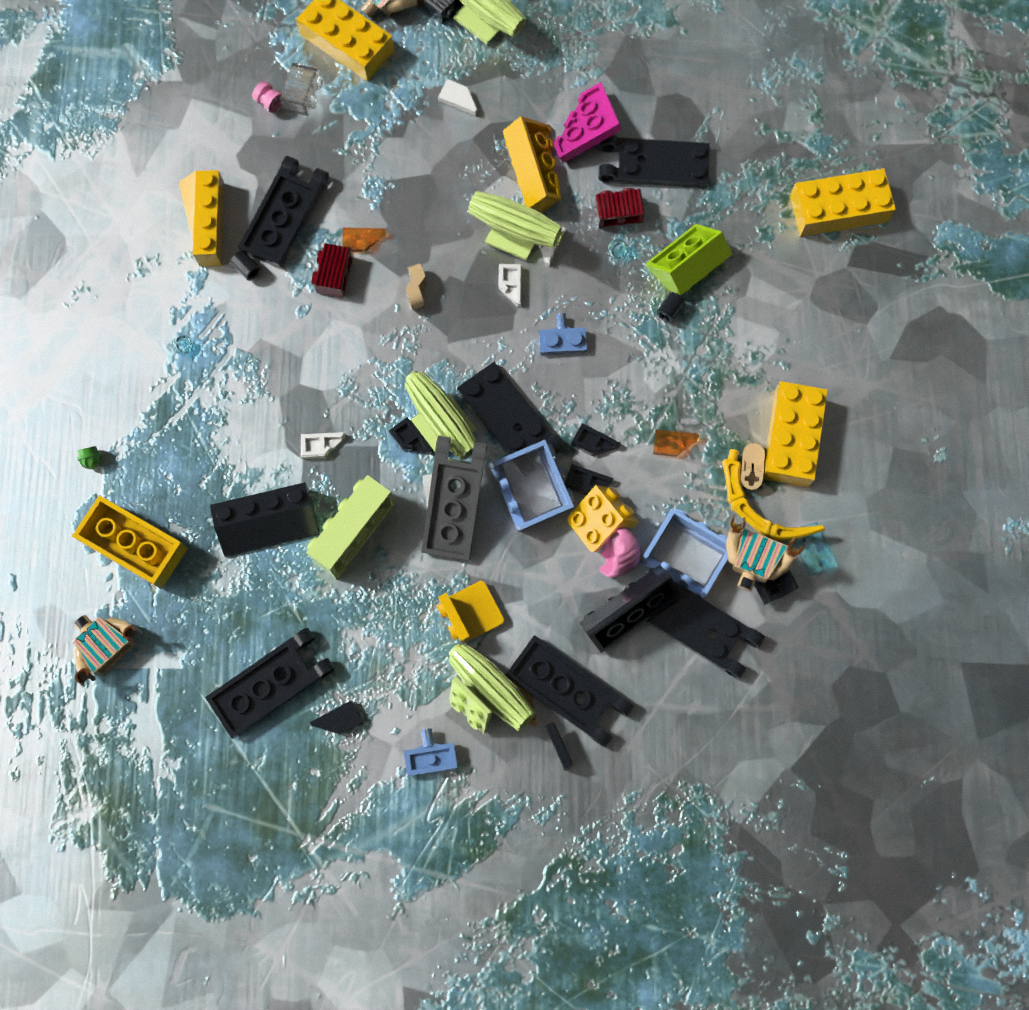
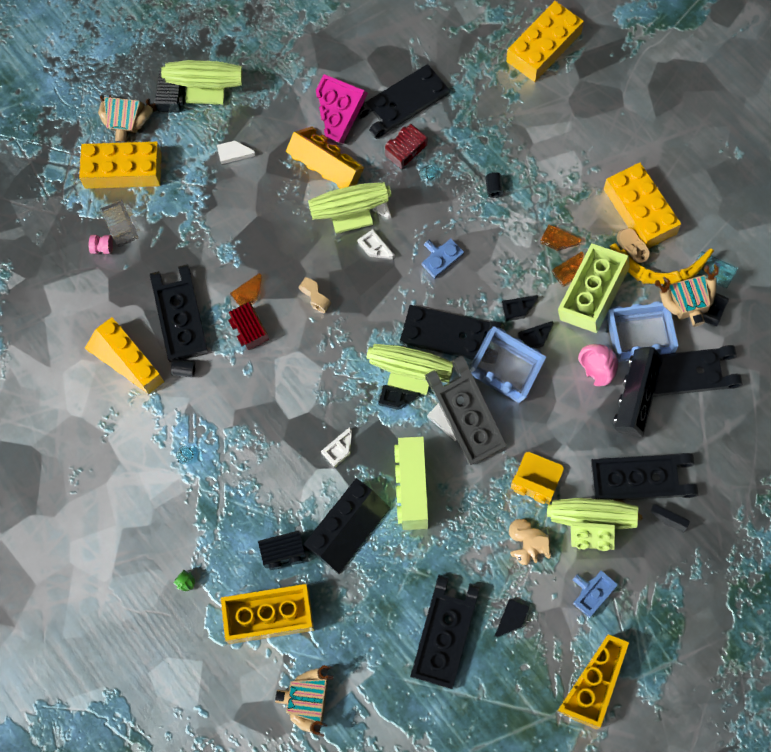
camera: 35 degrees left, 5 degrees down
(191, 495) = (282, 550): none -> black brick
(349, 842) = (593, 689): none -> yellow wedge
(417, 667) = (533, 539): none -> tan animal
(600, 516) = (567, 351): yellow bracket -> none
(676, 476) = (594, 288): none -> yellowish green brick
(688, 405) = (558, 239): none -> clear orange tile
(689, 258) = (479, 145): lime slope -> none

